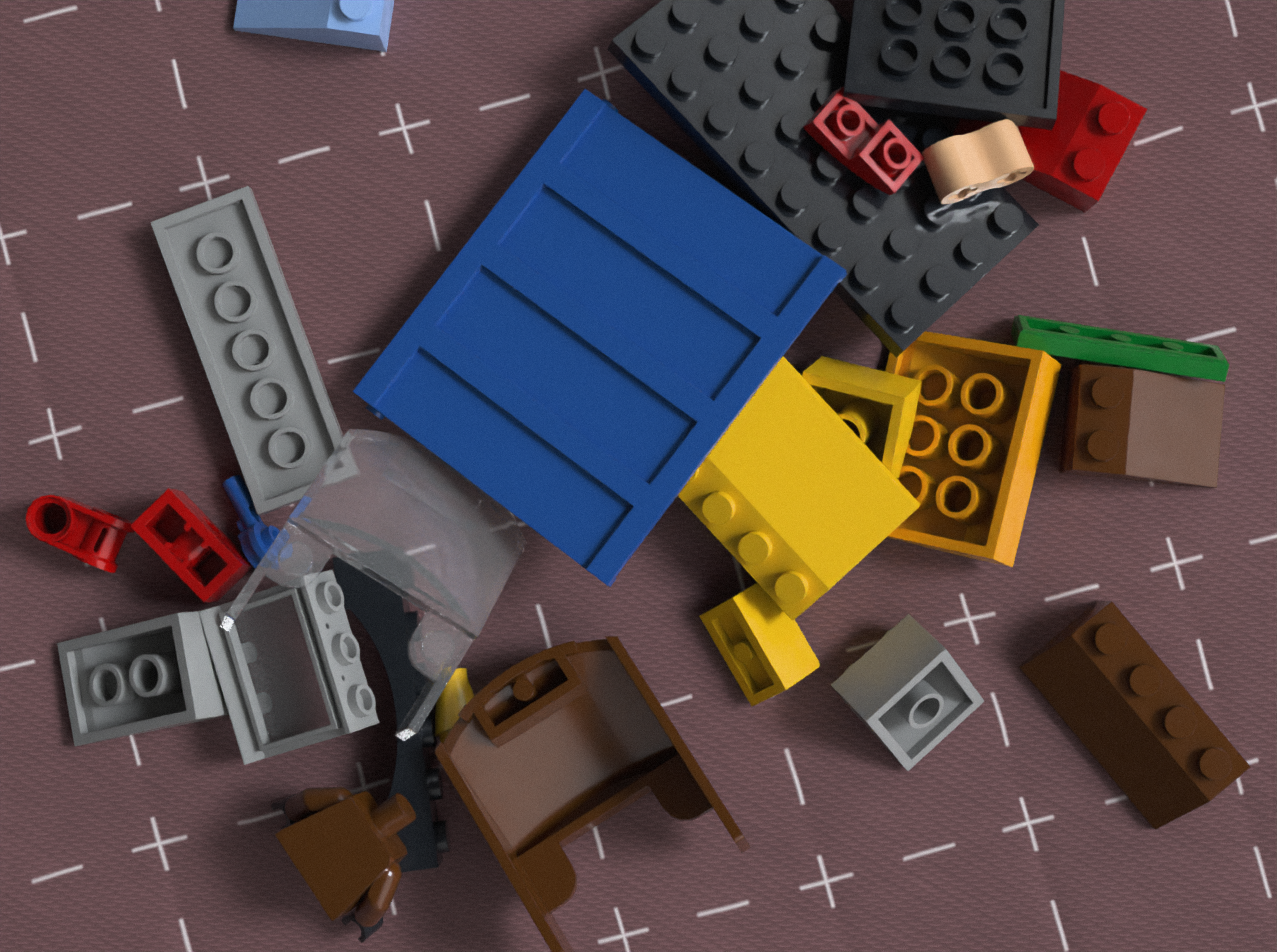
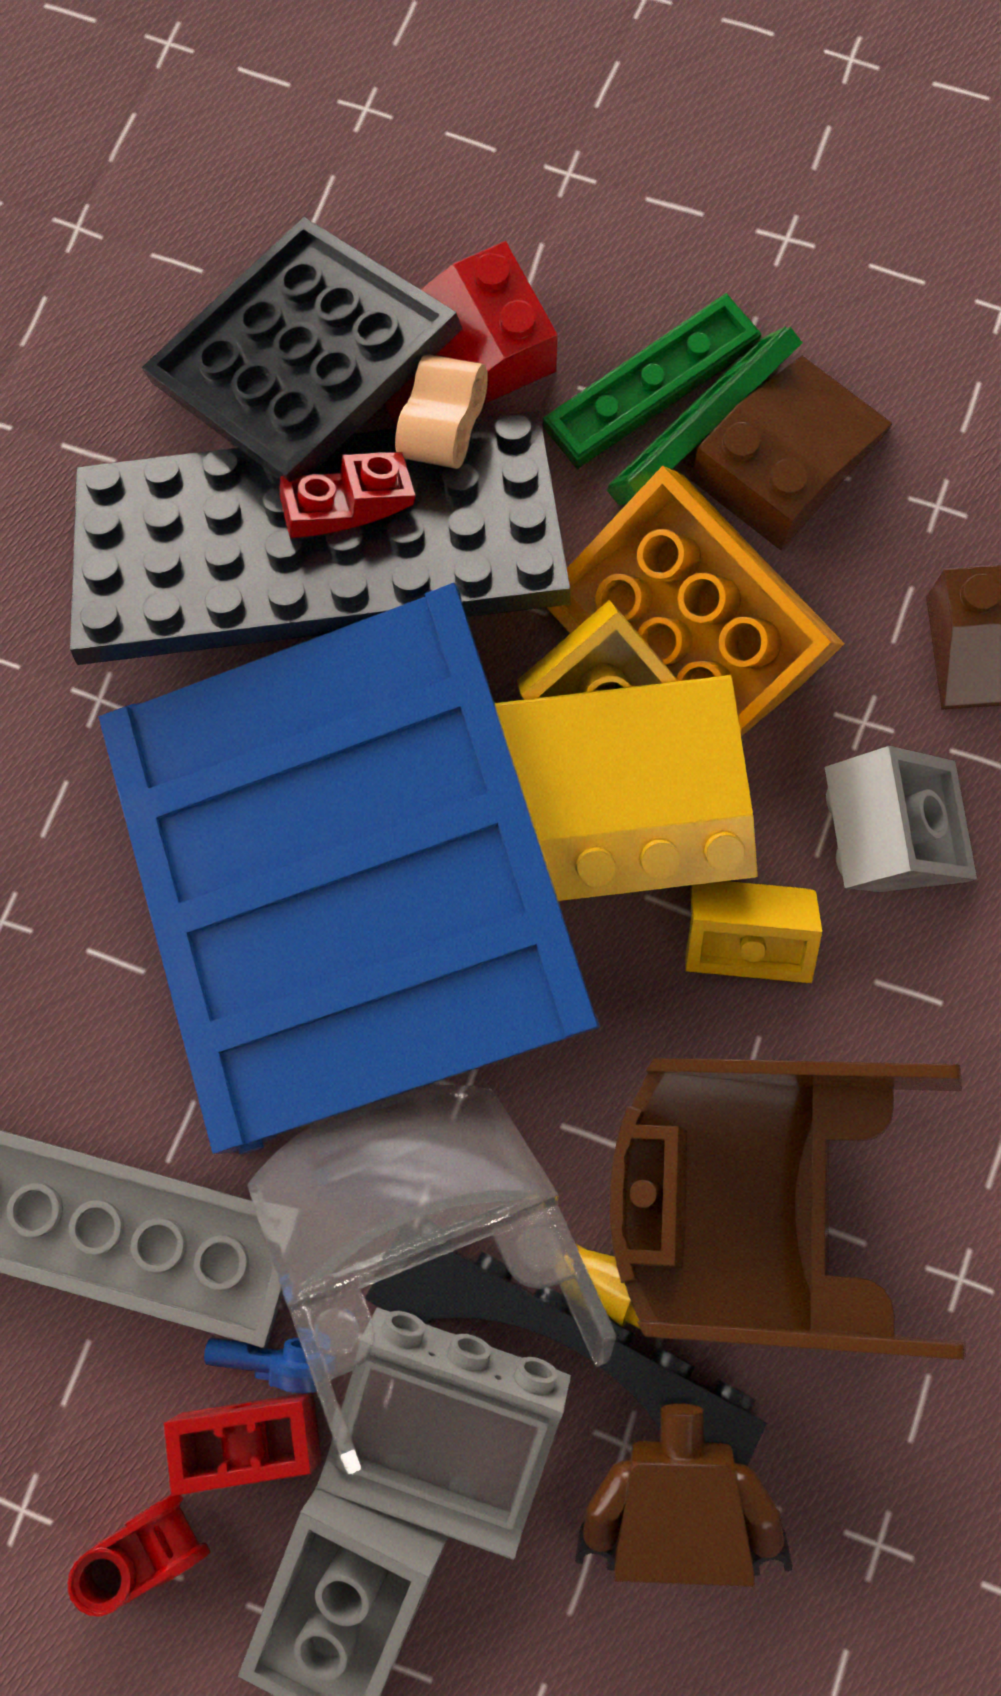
camera: 50 degrees left, 10 degrees down
(1125, 289) = (651, 381): none -> green tile

